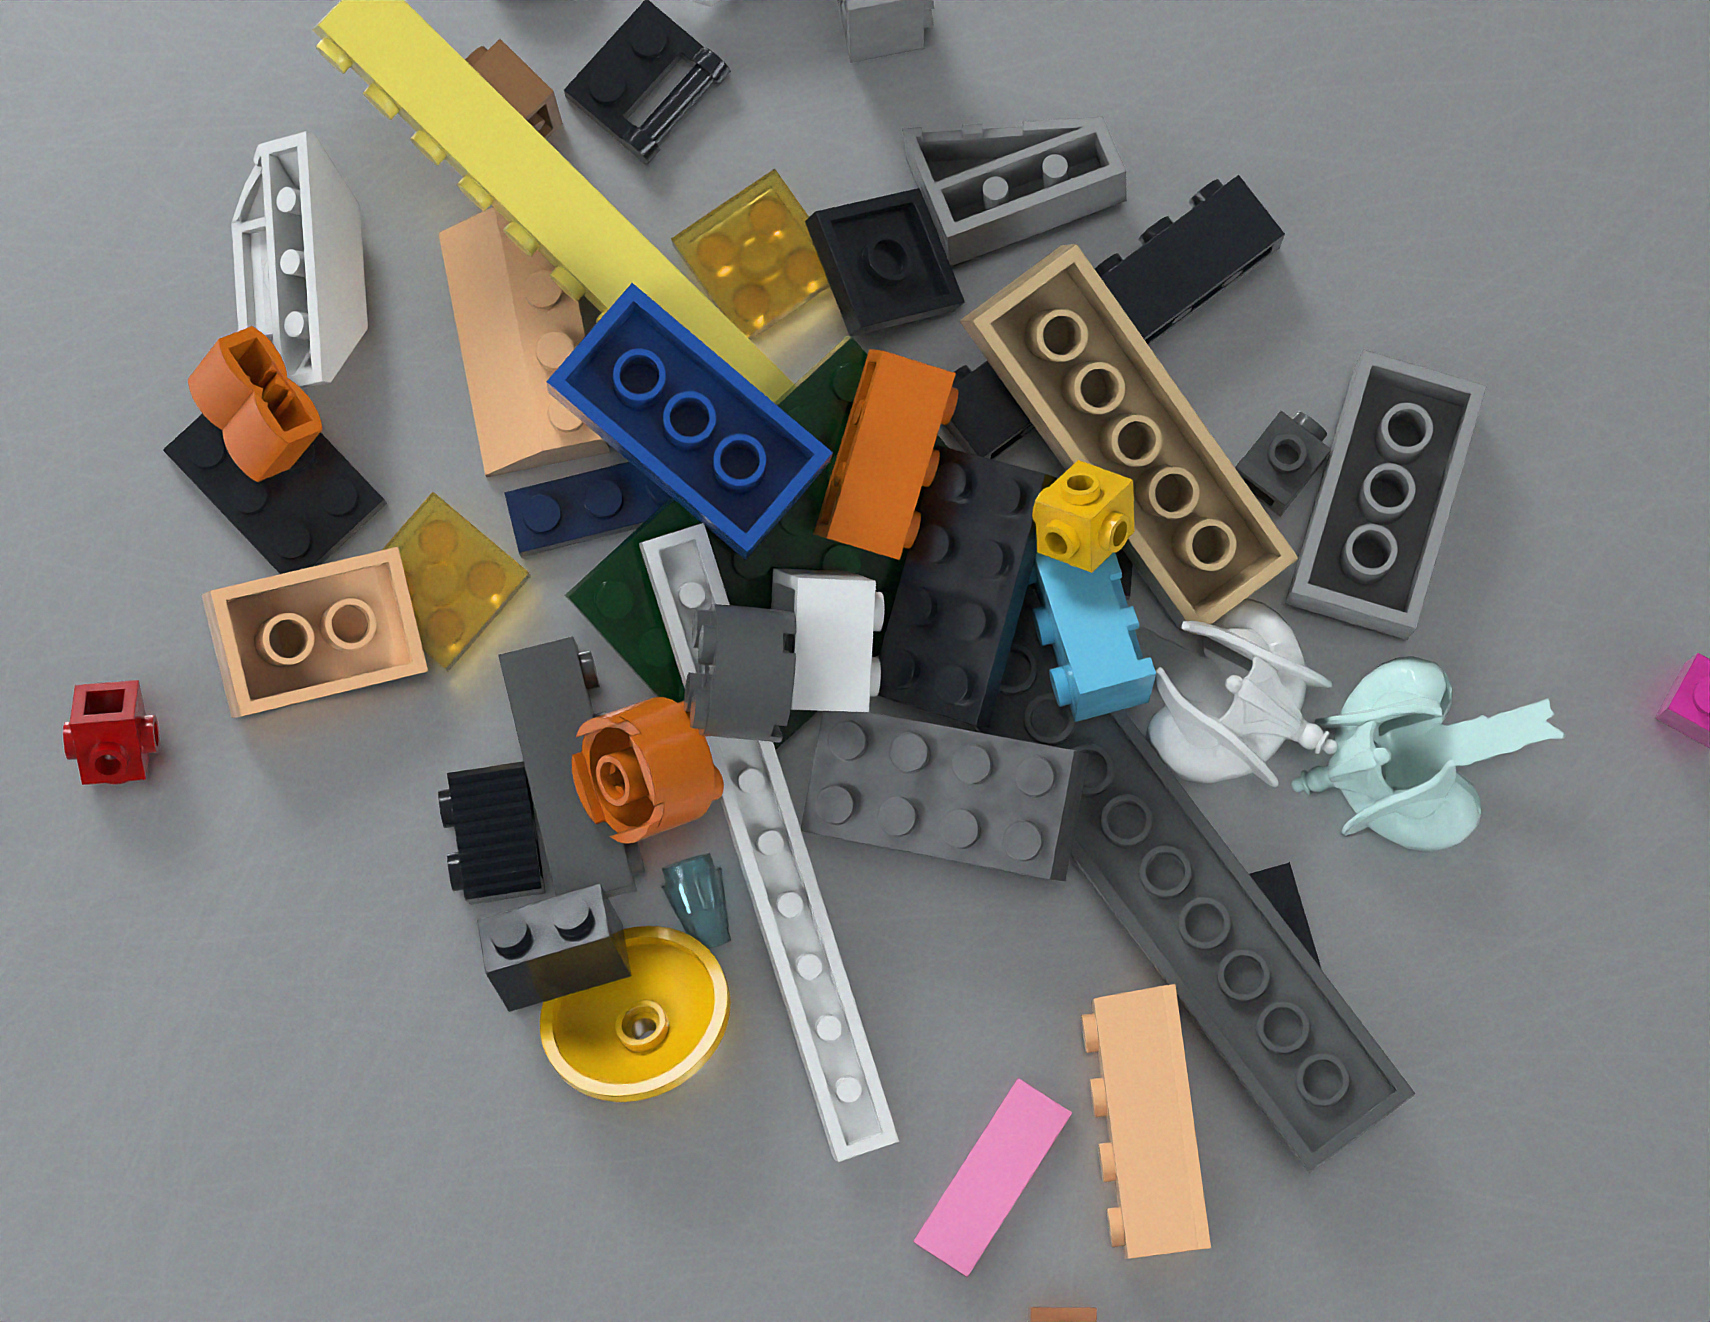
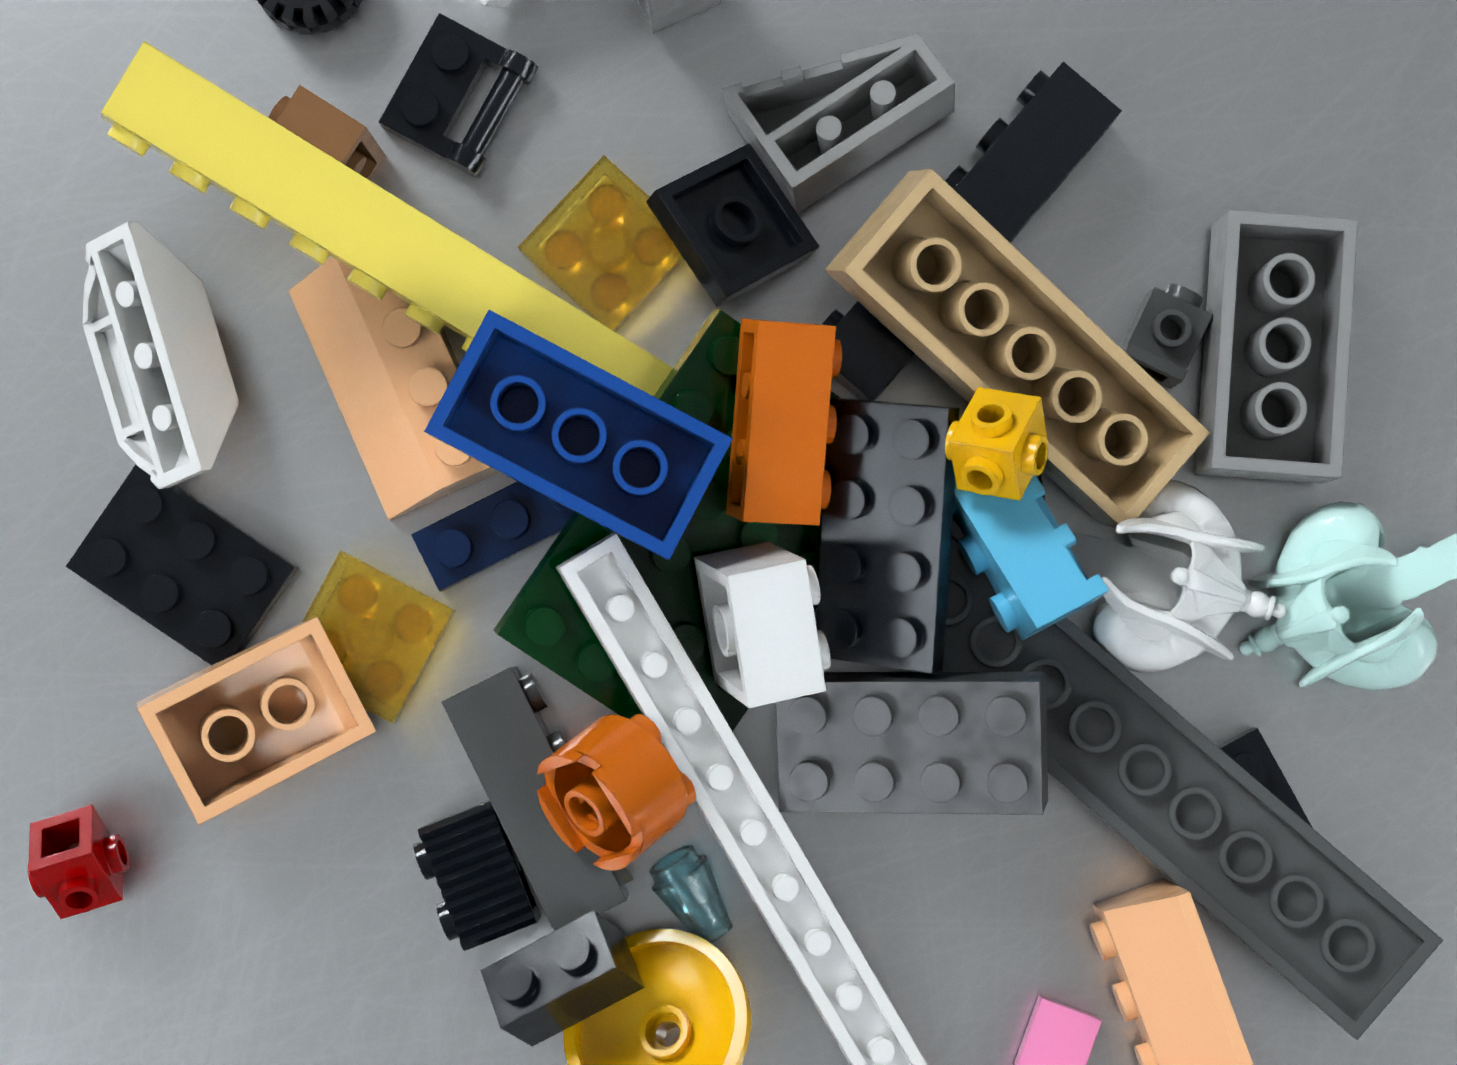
camera: 15 degrees left, 5 degrees up
(259, 409) = (131, 500): orange brick -> none
(742, 673) = (692, 681): dark grey brick -> none

